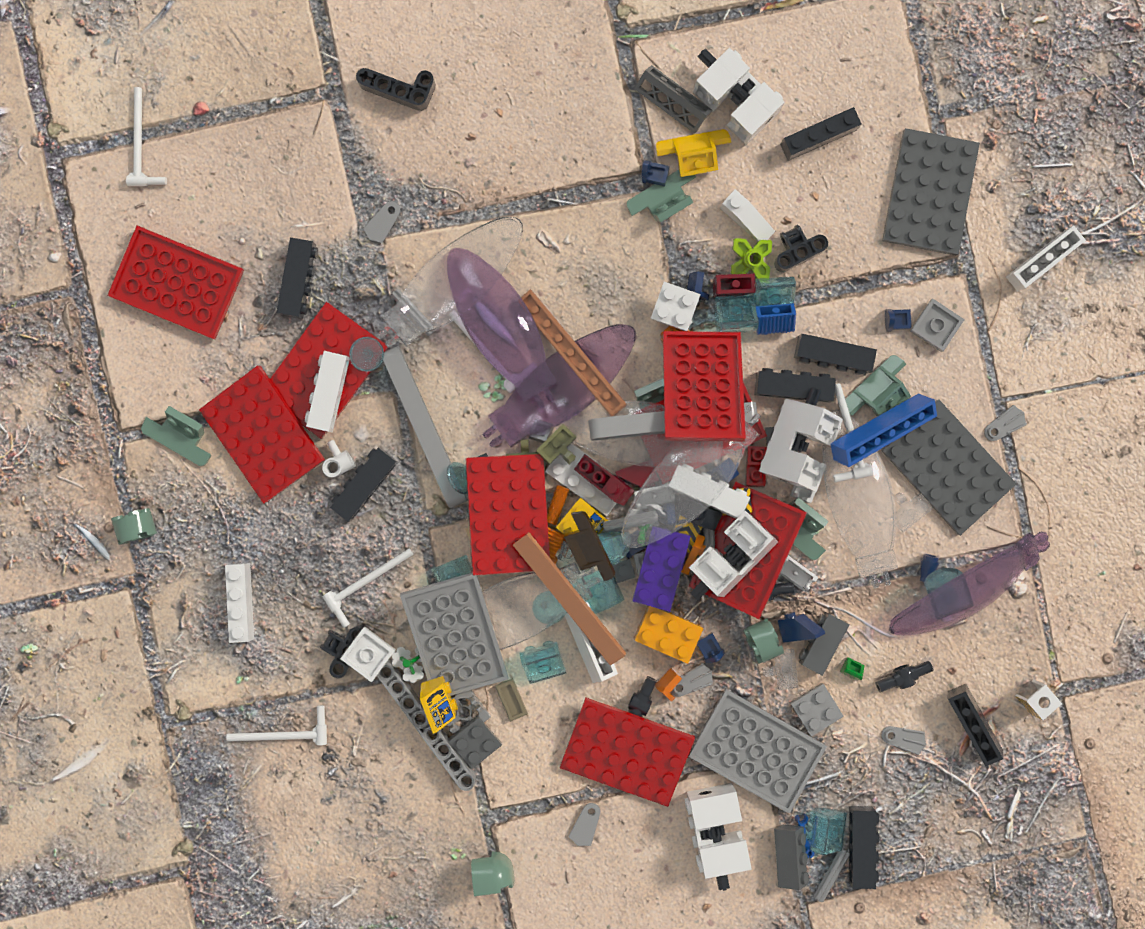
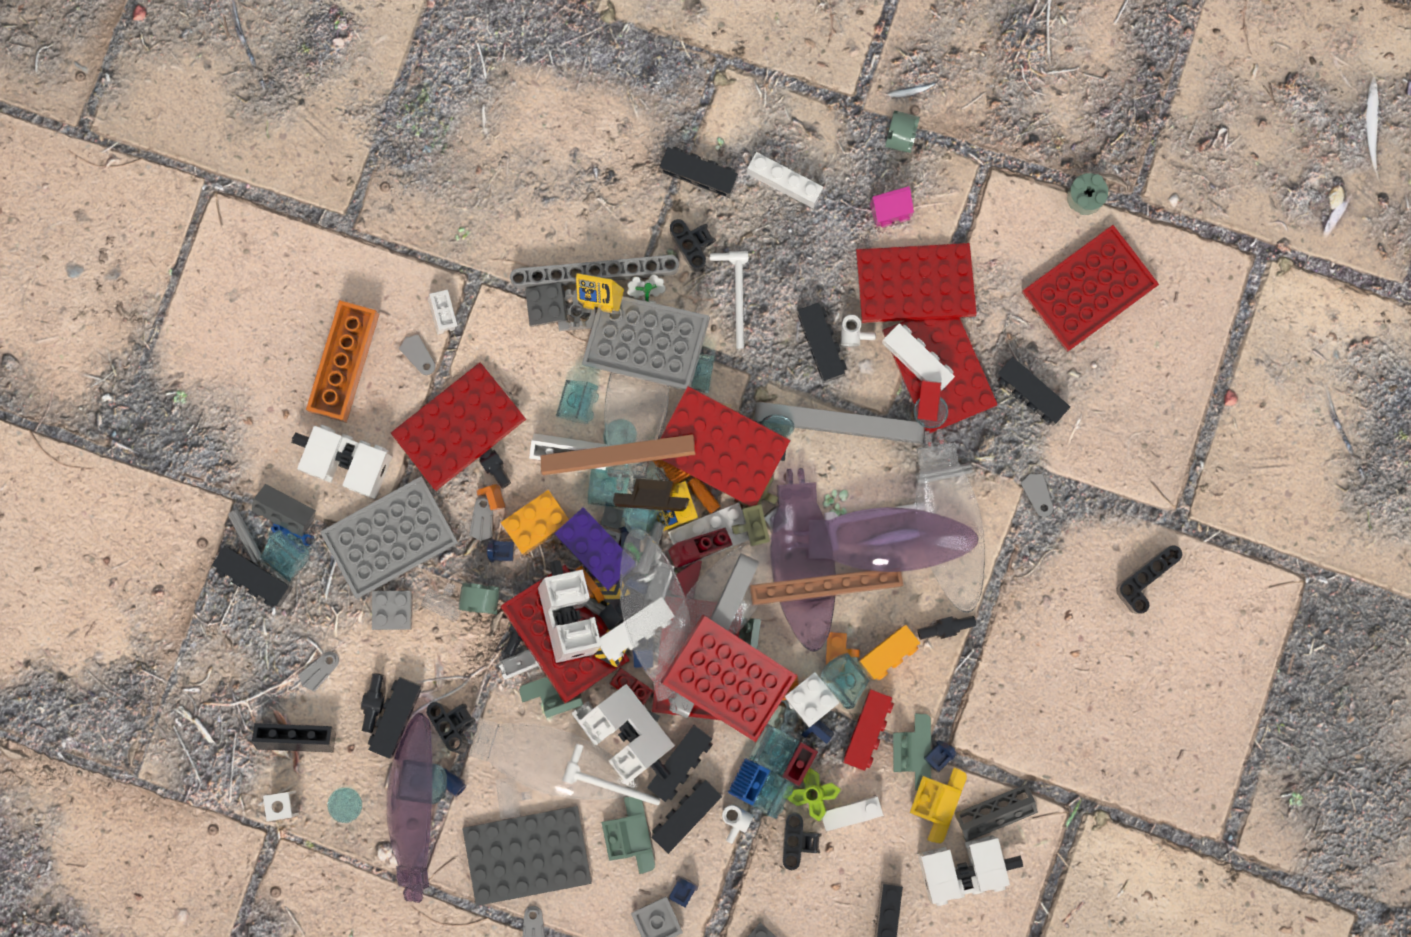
camera: 125 degrees right, 5 degrees down
(82, 330) = (1088, 183): none -> sand green brick
(138, 178) = (1200, 309): white bar -> none
(178, 434) = (958, 213): sand green plate -> none
(207, 494) = (892, 207): none -> dark pink slope
(277, 681) = (699, 172): none -> black brick
(318, 734) = (633, 178): white bar -> none
(358, 359) = (929, 400): none -> red tile
(368, 654) = (675, 260): white plate -> none
(492, 874) = (428, 252): sand green brick -> none
(511, 699) = (562, 356): dark tan tile -> none
(536, 828) = (442, 311): none -> white hinge
(543, 231) = (946, 627): none -> black pin
(595, 265) = (889, 653): none -> light orange brick
(621, 310) = (837, 646): none -> orange plate
(632, 888) = (342, 361): none -> orange brick
(641, 289) = (844, 680): none -> clear light blue brick
(670, 246) = (867, 730): none -> red brick
(798, 628) = (471, 636): dark blue slope -> none
(812, 305) = (741, 823): none -> white piece
(821, 650) = (444, 650): dark grey brick -> none
(853, 669) = (406, 663): green slope -> none
(875, 594) = (459, 721): none -> black piece
(883, 430) = (595, 813): blue brick -> none
(905, 649) = (395, 718): none -> black brick
(1001, 646) = (344, 805): none -> clear light blue piece

